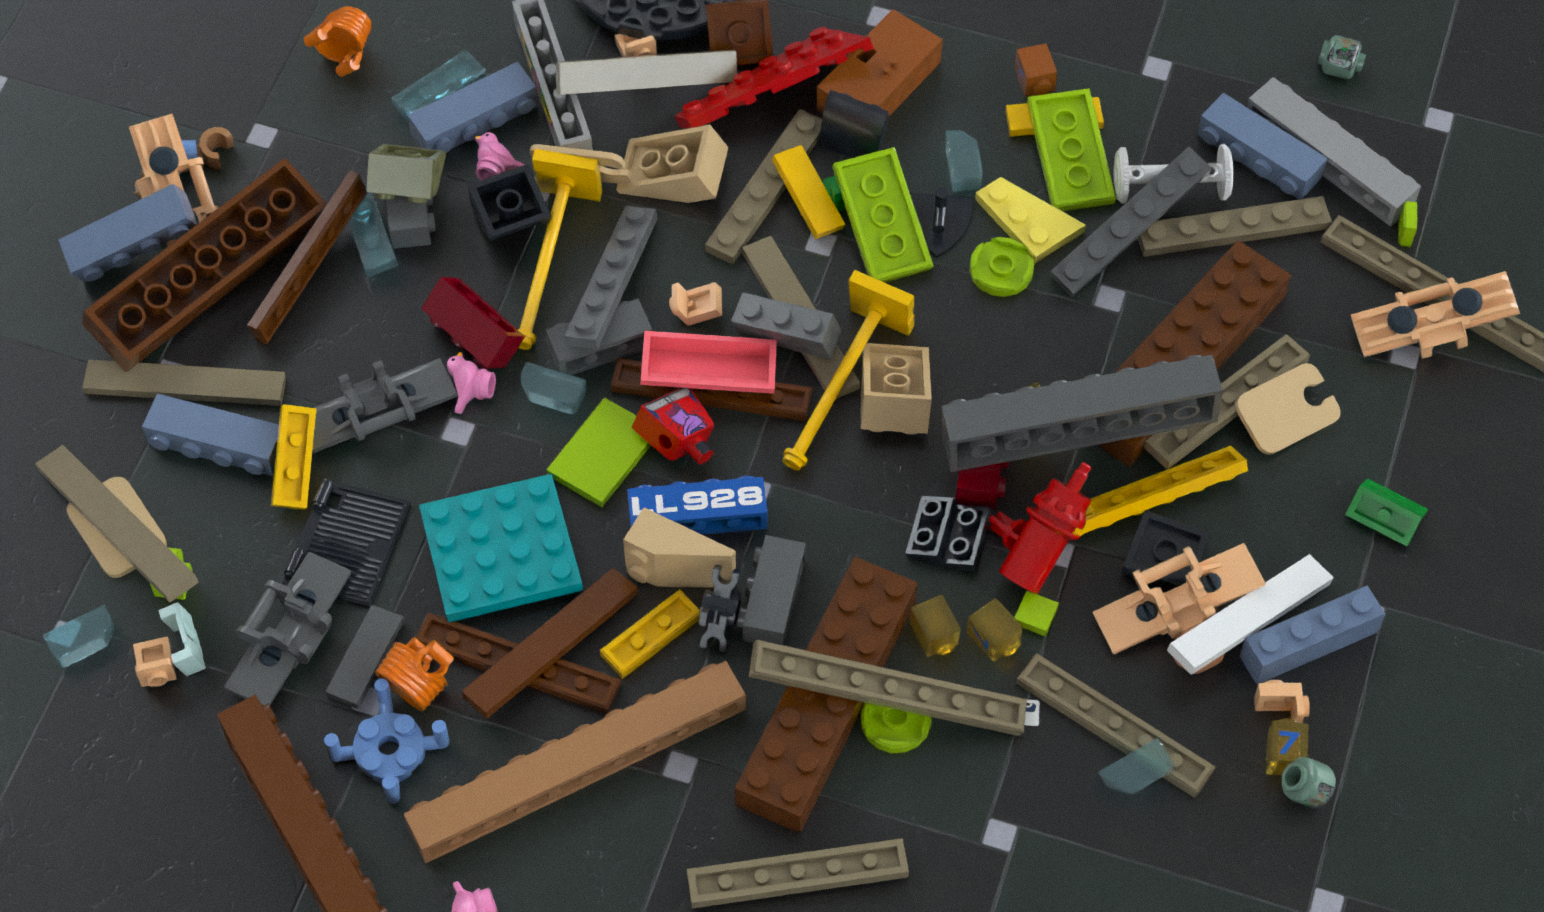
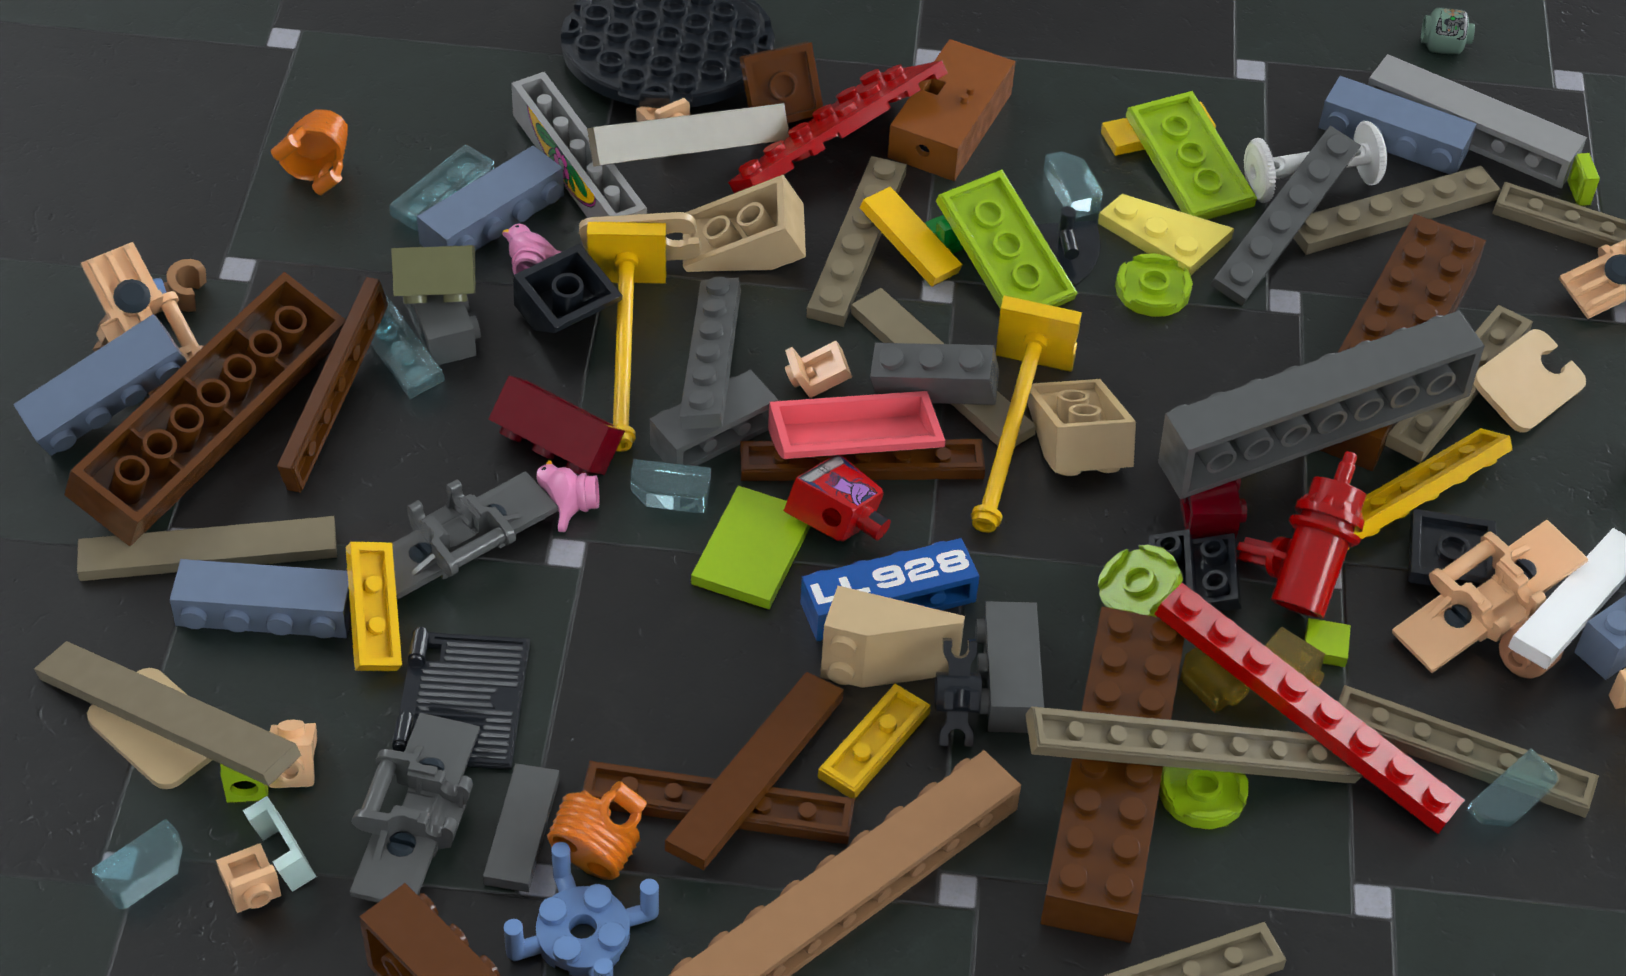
camera: 15 degrees left, 10 degrees down
(208, 564) = (302, 770): none -> light nougat bracket
(500, 548) = (659, 672): teal plate -> none
(852, 125) = (942, 158): black slope -> none
(898, 538) = (1139, 580): none -> lime tile
(994, 670) = (1310, 707): none -> plate
(1035, 70) = (1123, 83): dark orange brick -> none

